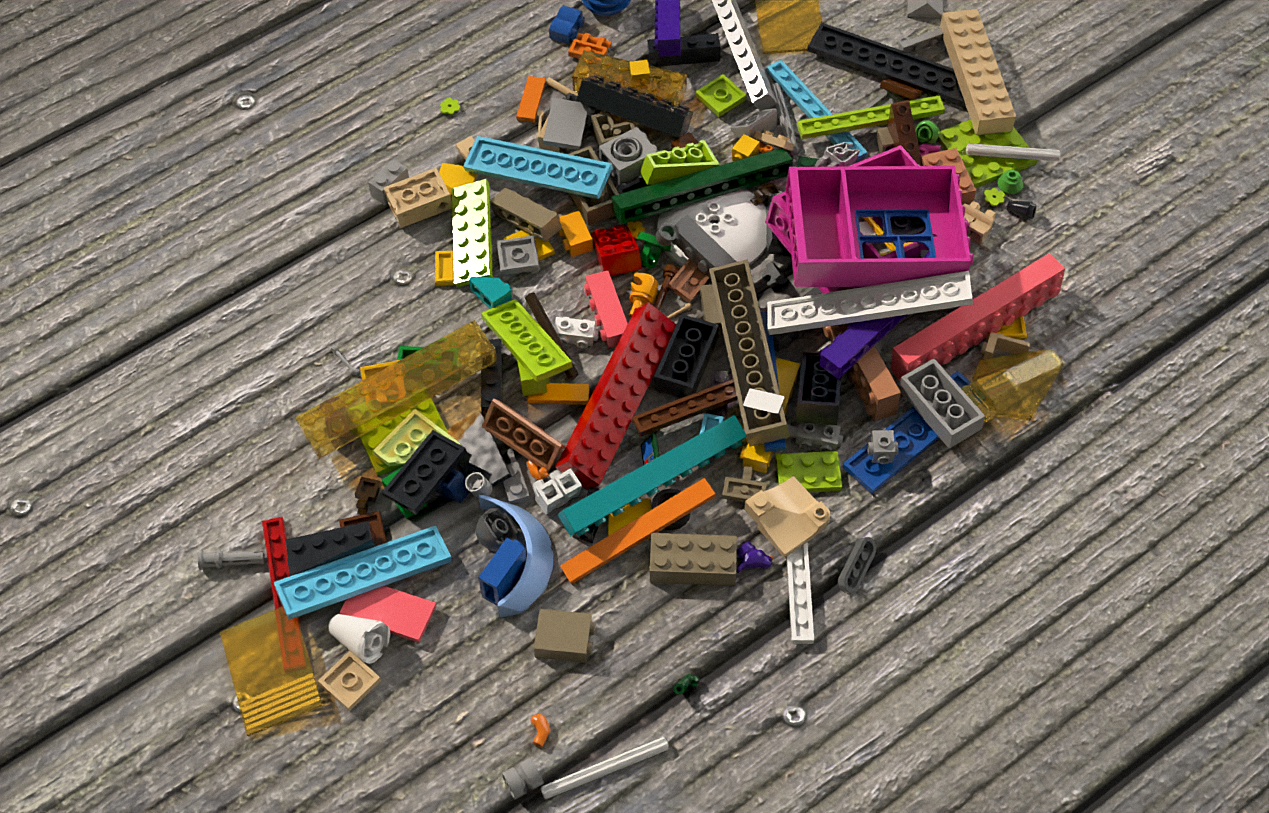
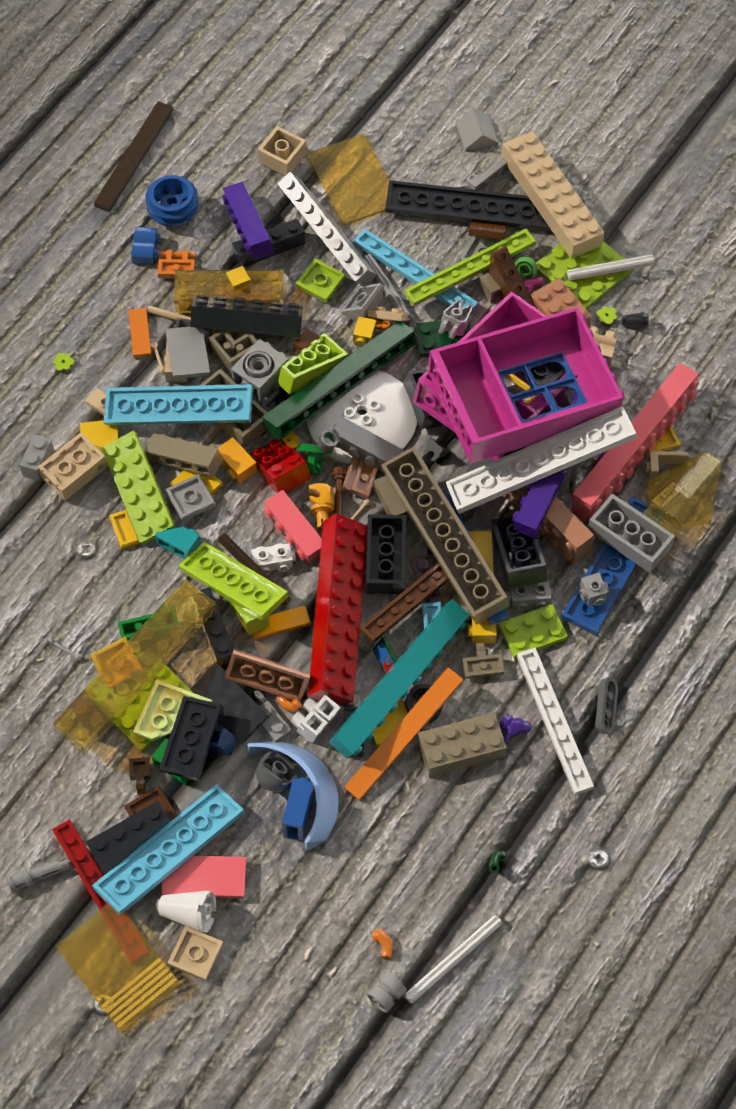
camera: 20 degrees left, 5 degrees up
(478, 484) = (240, 732): light grey wheel -> none
(564, 635) = (373, 851): dark tan brick -> none
(763, 401) = (478, 580): white sticker -> none
(764, 193) = (400, 369): dark brown plate -> none
(787, 515) = (532, 679): tan slope -> none
(1010, 182) = (616, 297): bright green cone -> none

